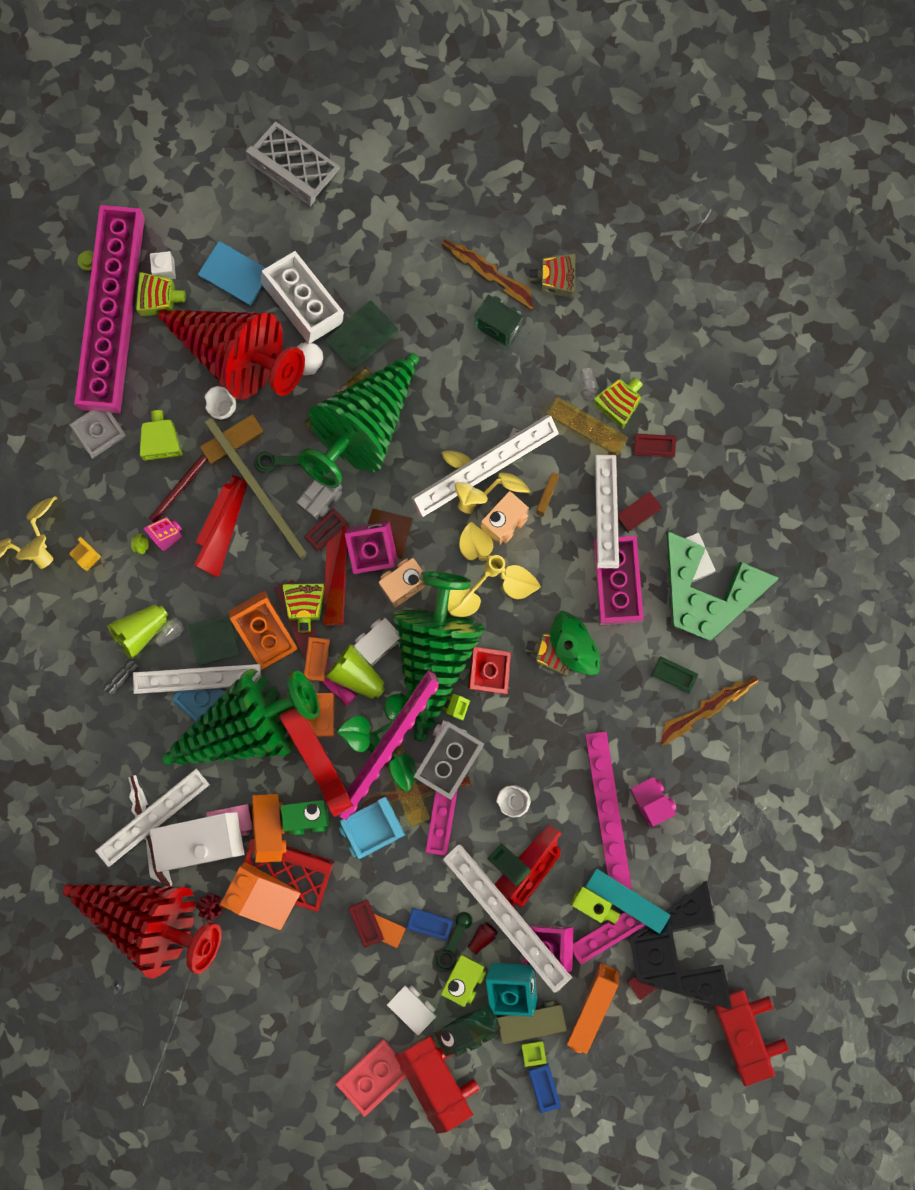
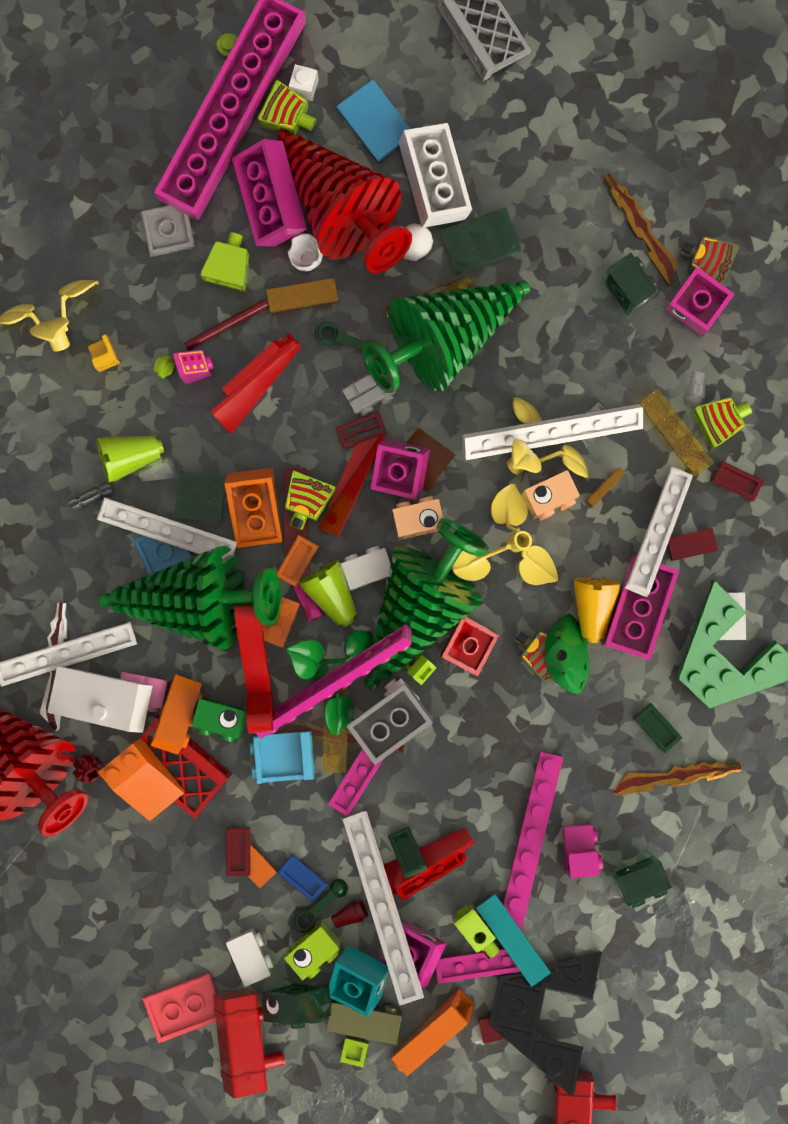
camera: 20 degrees right, 5 degrees up
(170, 366) = (269, 193): none -> dark pink brick
(256, 488) = (306, 357): olive tile -> none
(513, 801) = (439, 789): white hair -> none
(544, 1088) = (350, 1090): blue tile -> none
(561, 312) = (699, 301): none -> dark pink brick
(580, 594) = (595, 605): none -> yellow cone
(714, 806) = (641, 881): none -> clear green brick

